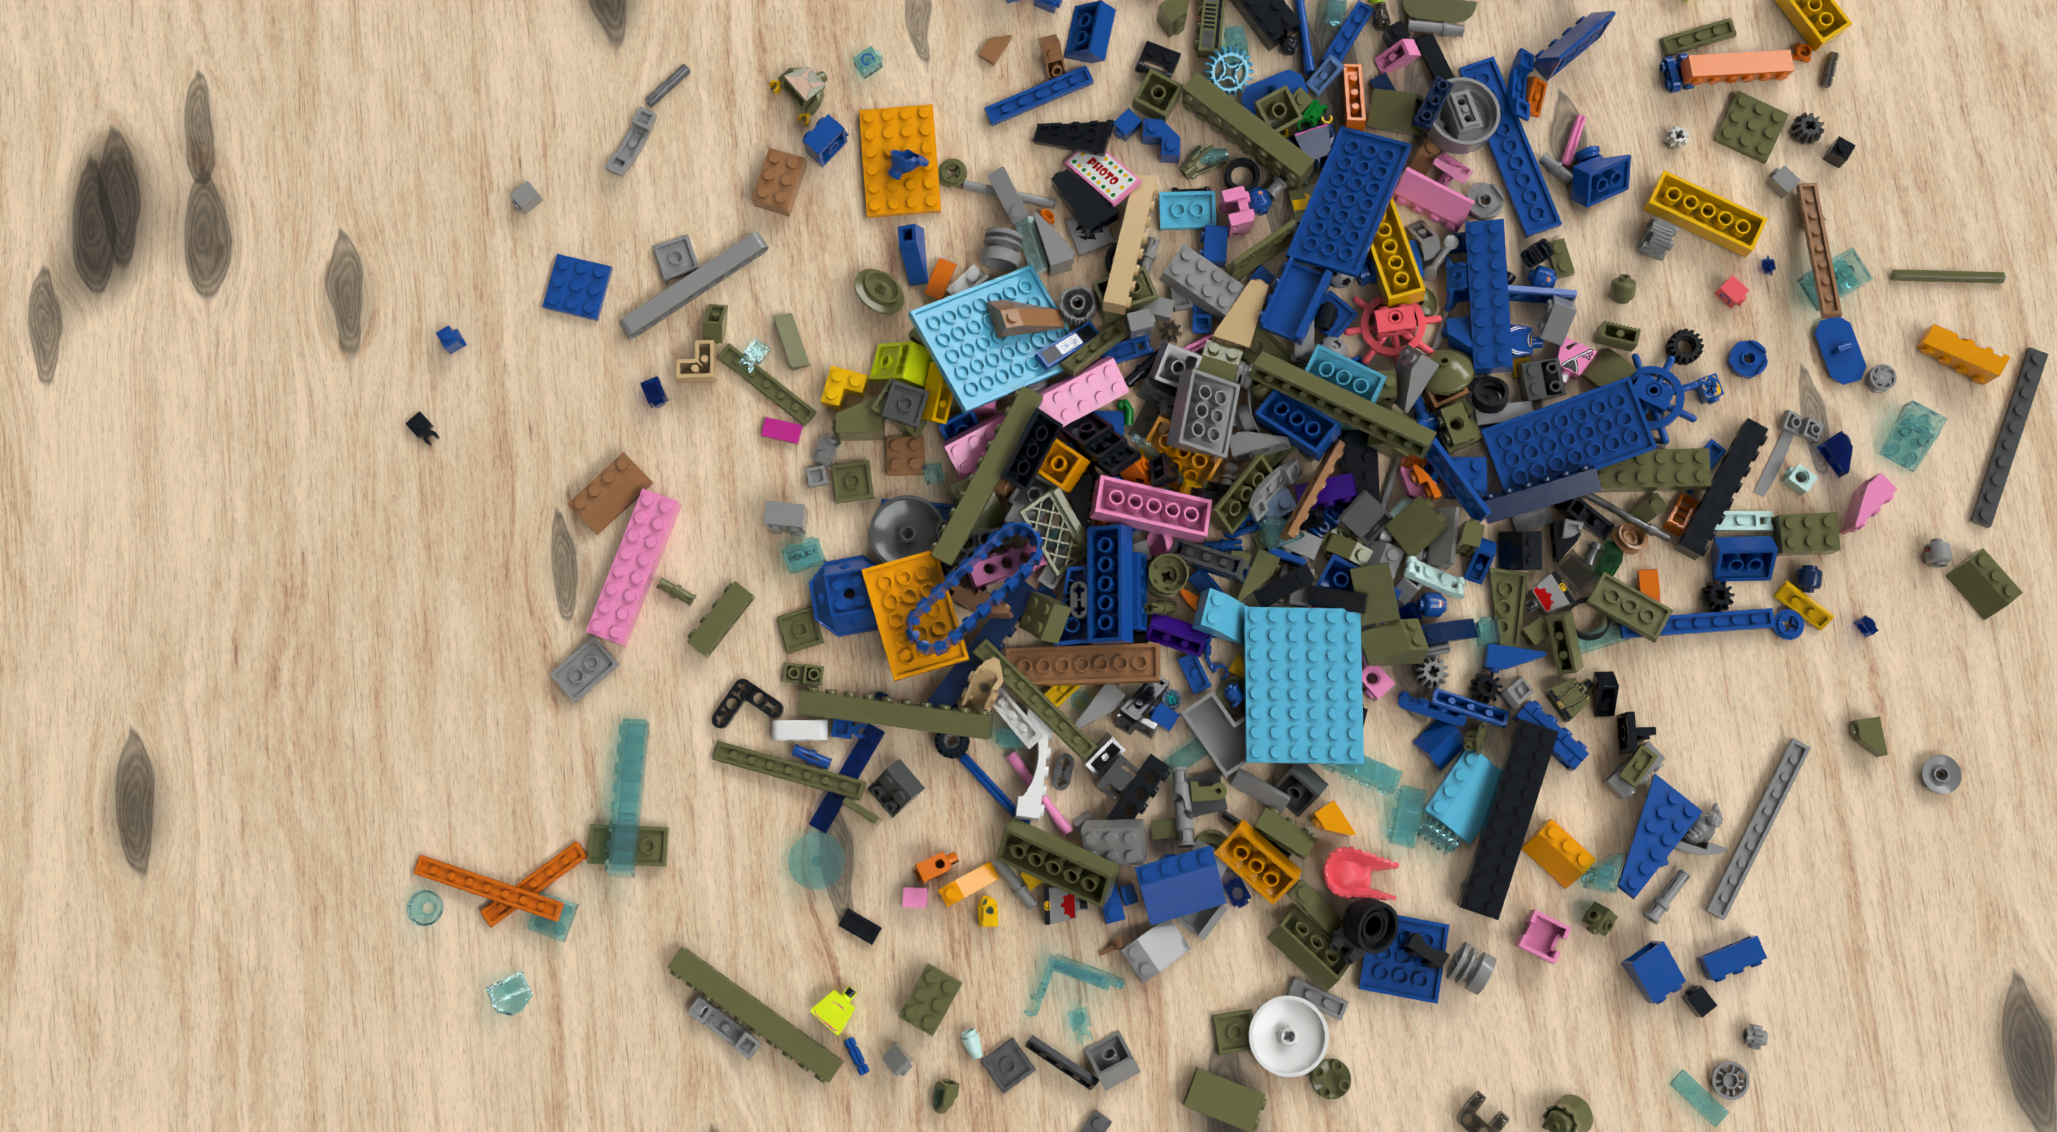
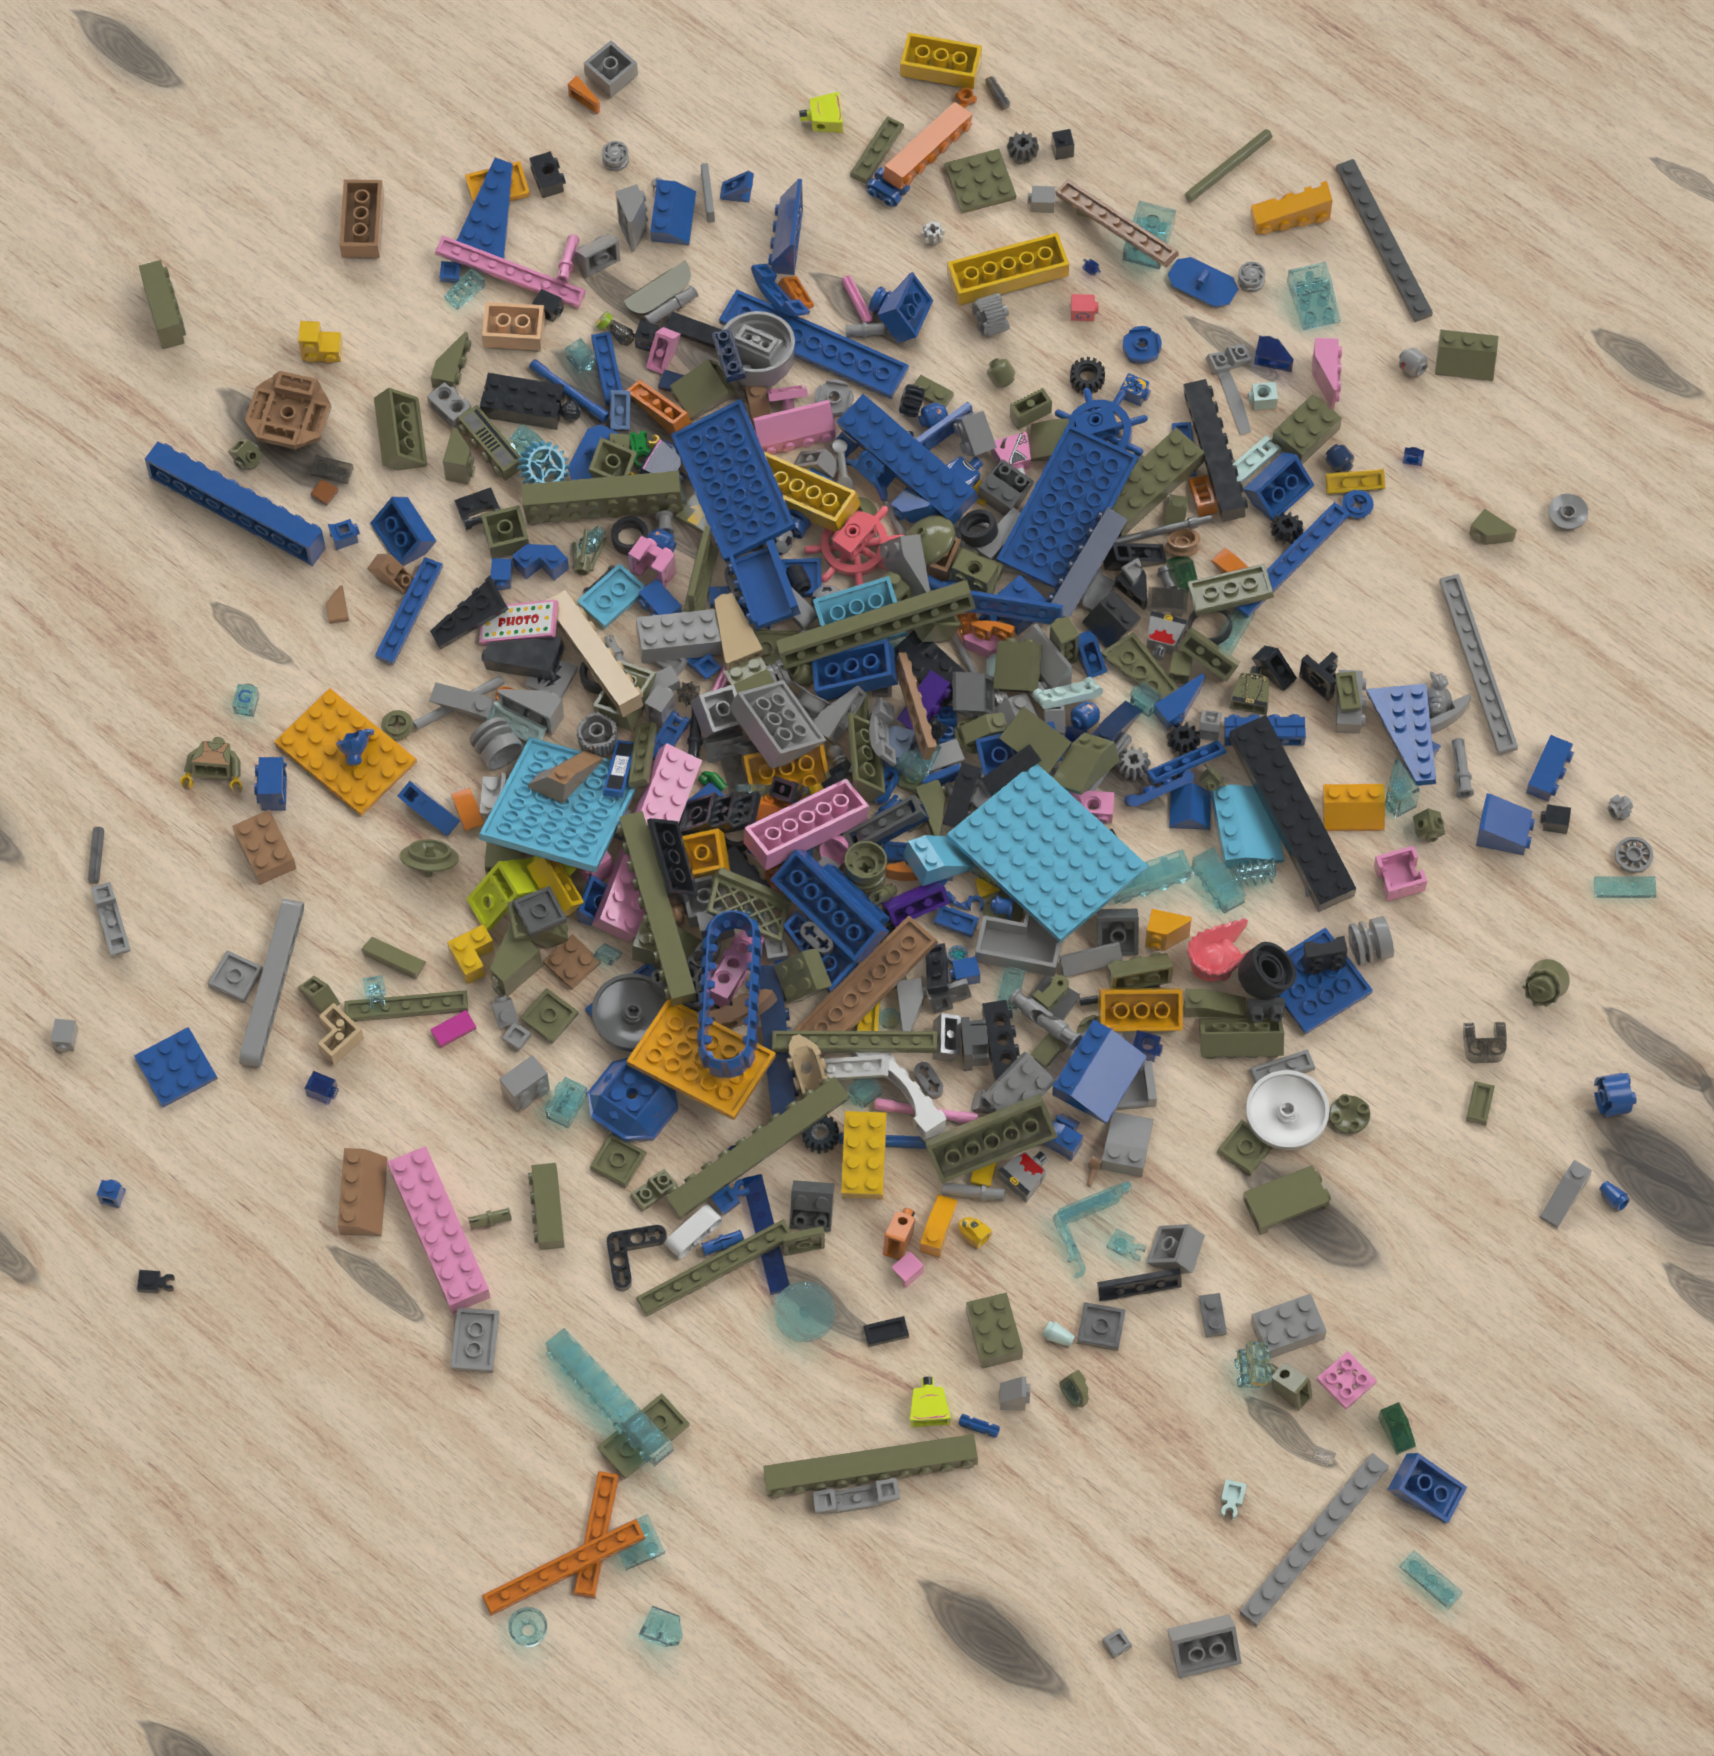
camera: 45 degrees left, 15 degrees down
(962, 787) = (863, 1155): none -> yellow brick

